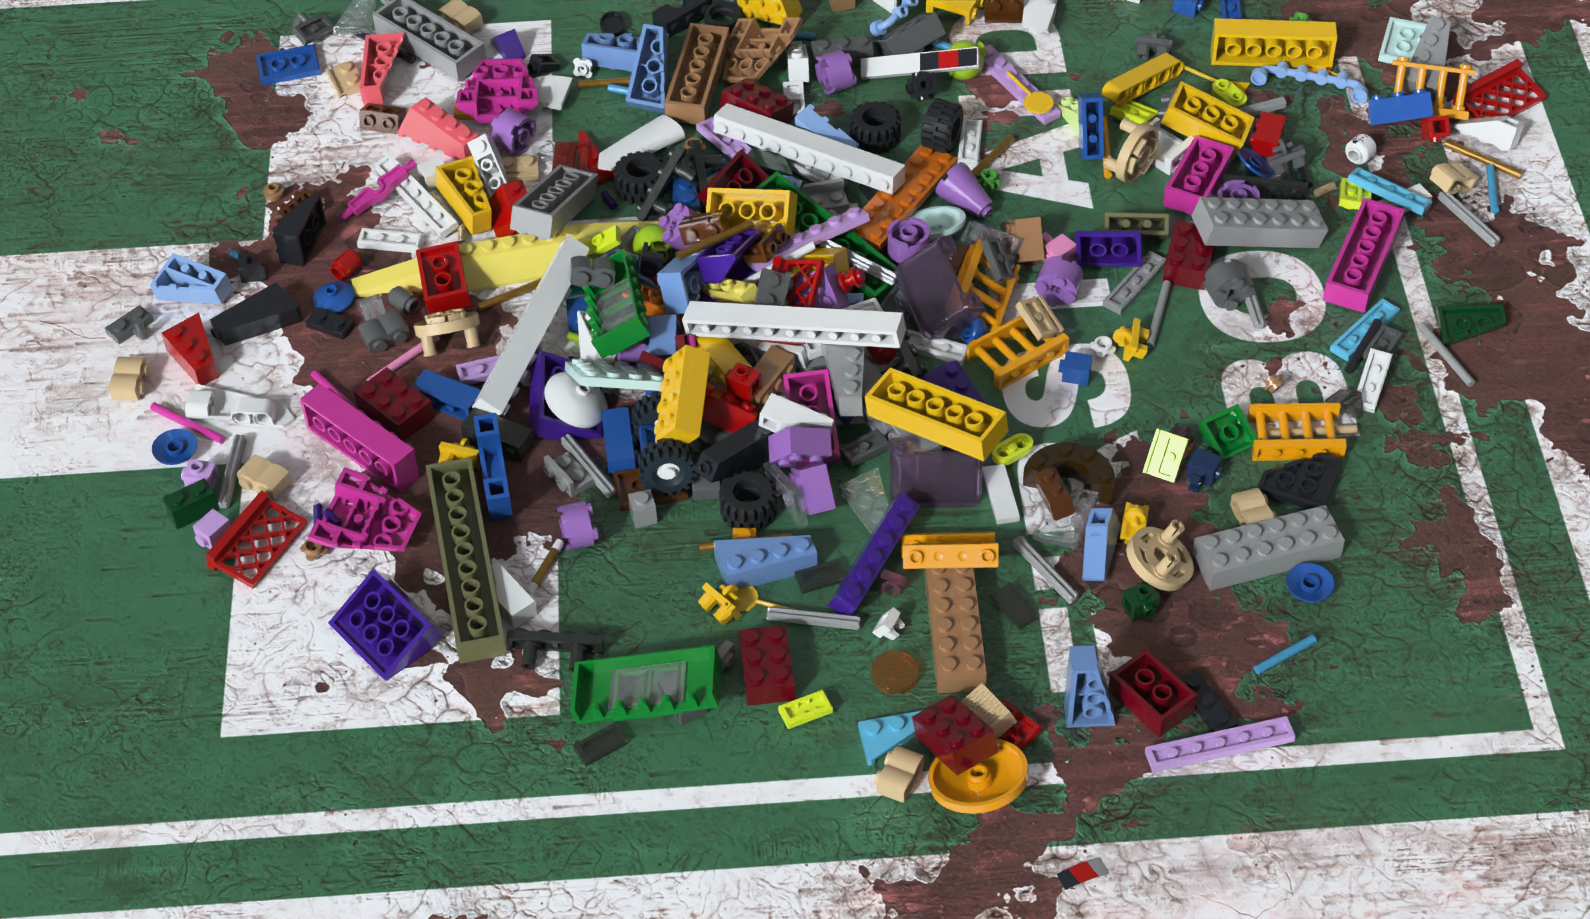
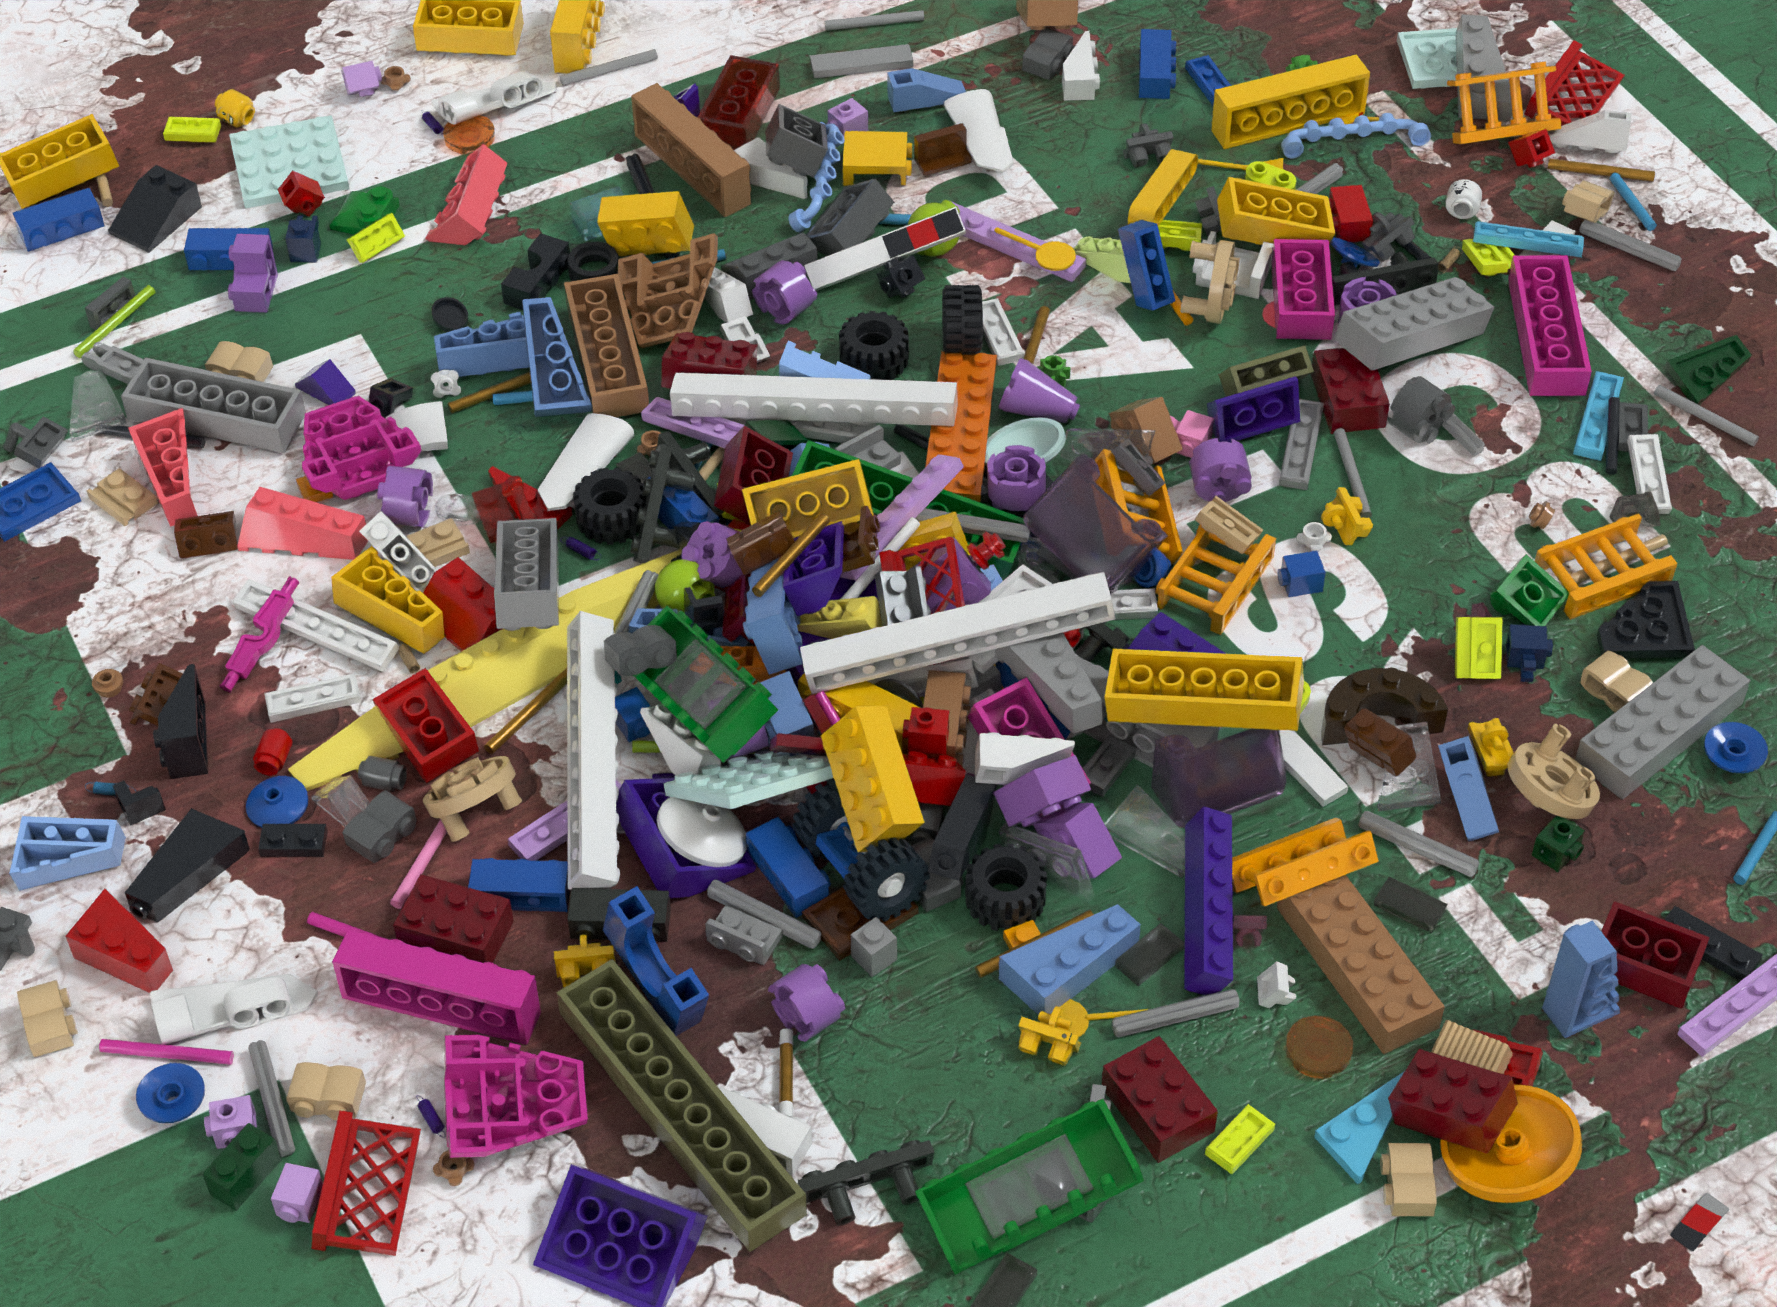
camera: 25 degrees left, 0 degrees up
(331, 517) = (462, 1112): dark purple piece -> none
(427, 172) = (317, 587): white brick -> none
(603, 242) = (624, 604): neon yellow plate -> none
(1400, 107) = (1482, 135): blue brick -> none

